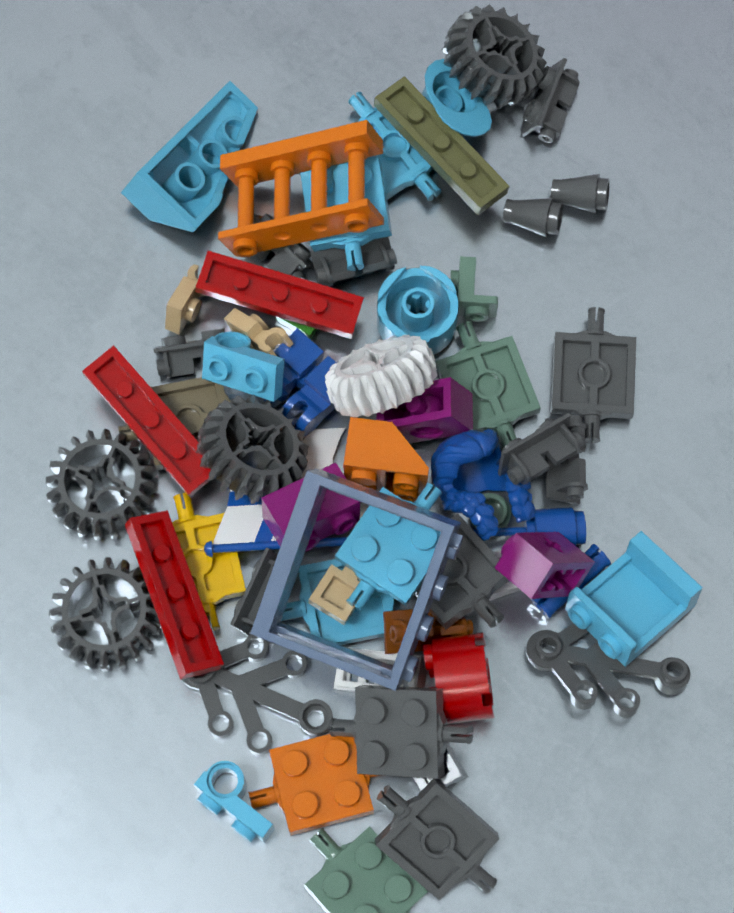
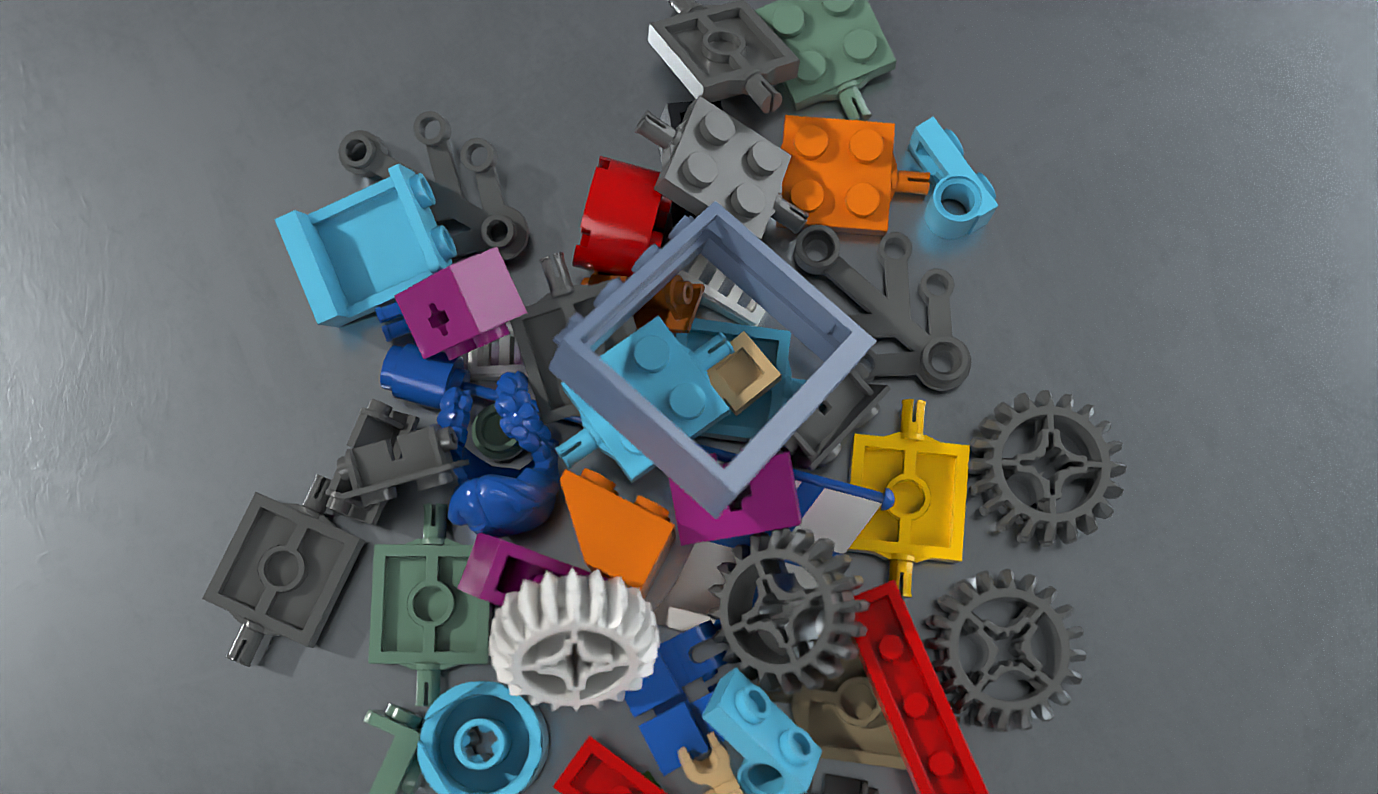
camera: 160 degrees left, 5 degrees up
(174, 594) = (955, 450): red plate -> none

